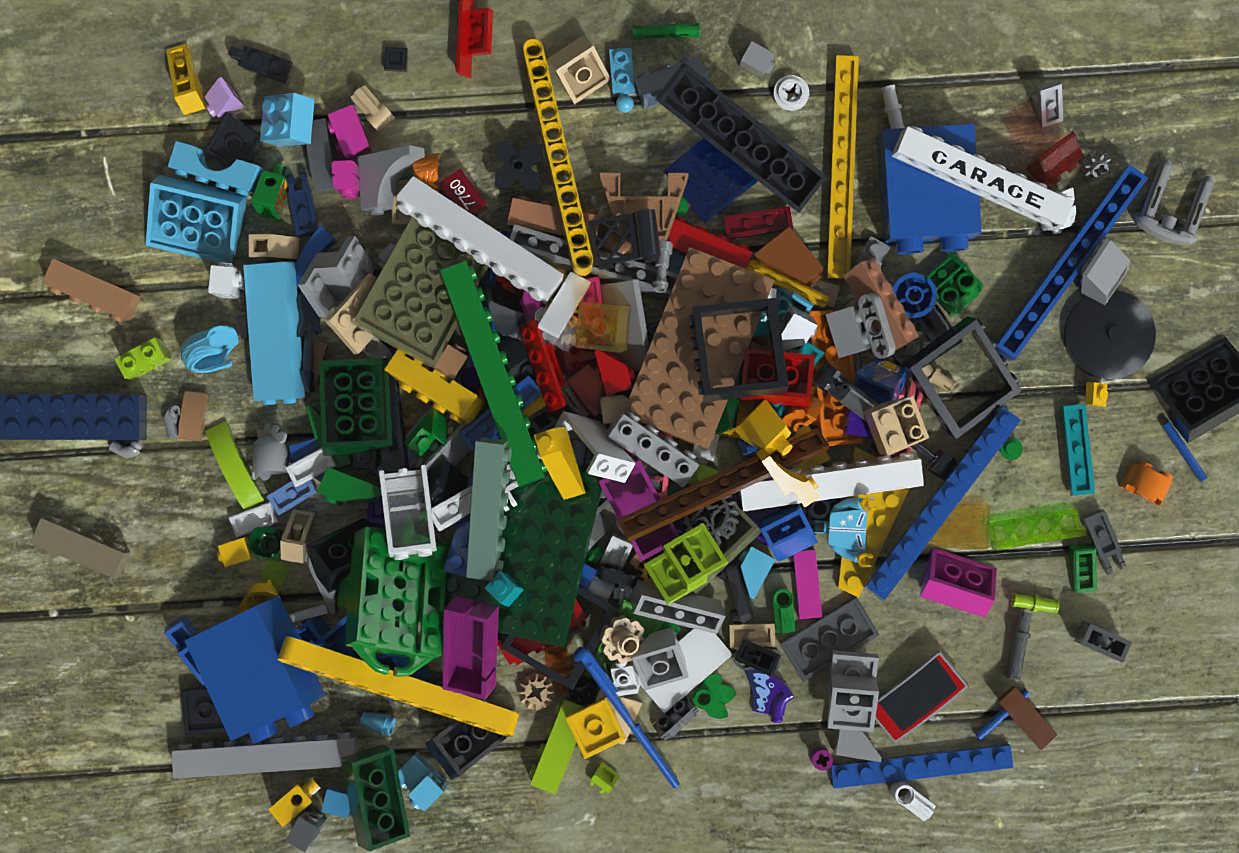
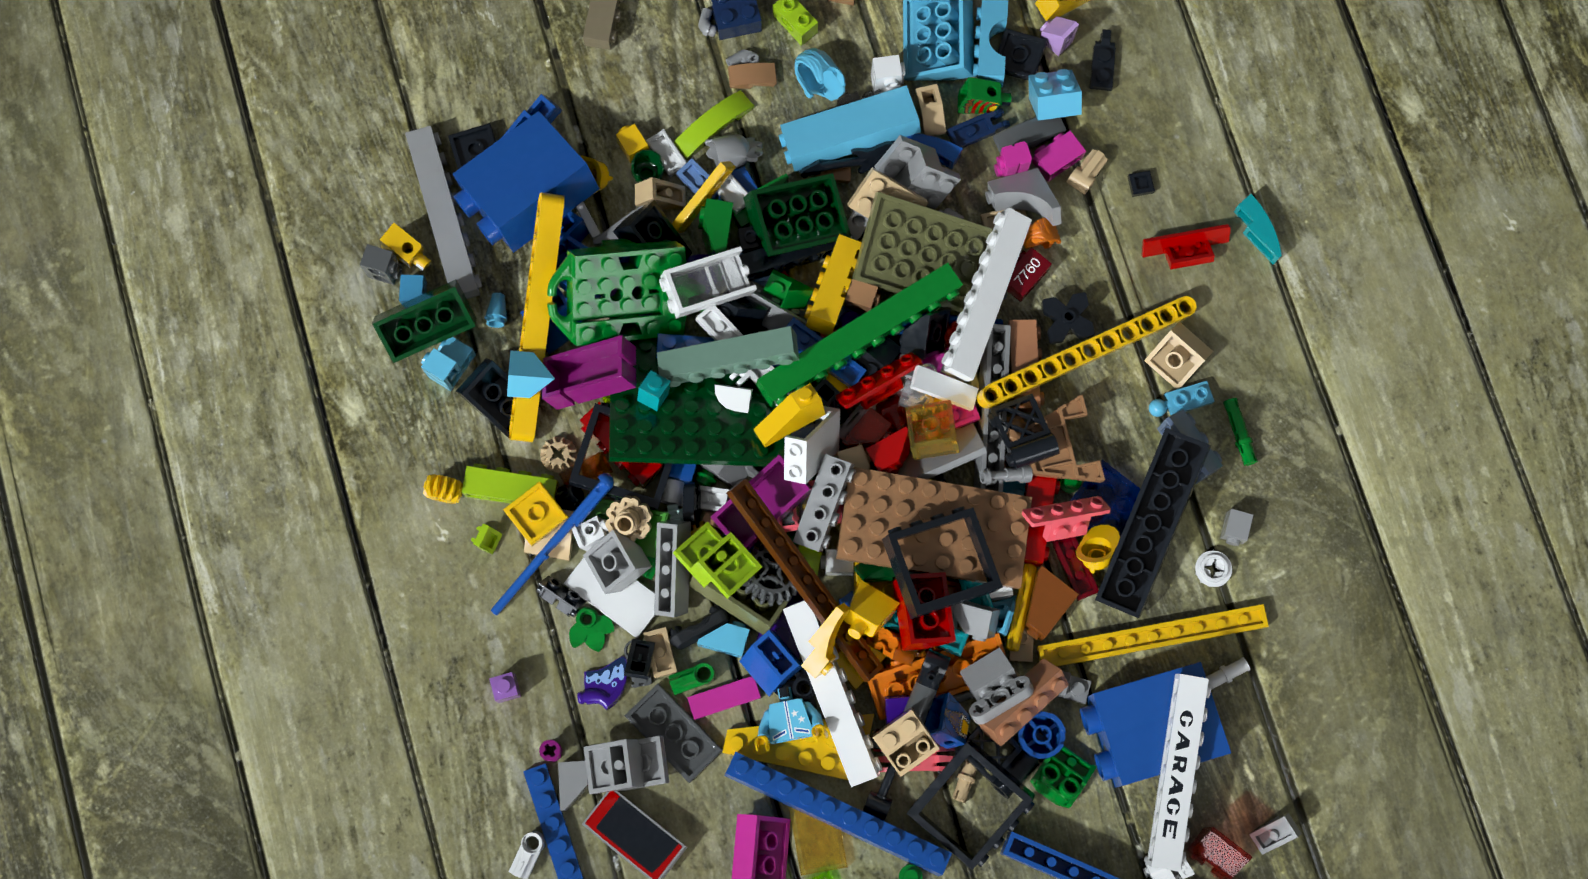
camera: 75 degrees right, 10 degrees down
(275, 572) = (620, 184): clear neon green tile -> none
(311, 494) = (706, 191): none -> yellow tile
(456, 709) = (526, 374): none -> medium azure slope
(526, 511) = (734, 397): none -> white brick
(547, 811) = (443, 488): none -> yellow gear
(715, 219) = (1066, 518): none -> coral bracket
(749, 196) = (1098, 547): none -> yellow piece
(752, 789) = (505, 687): none -> medium lavender brick

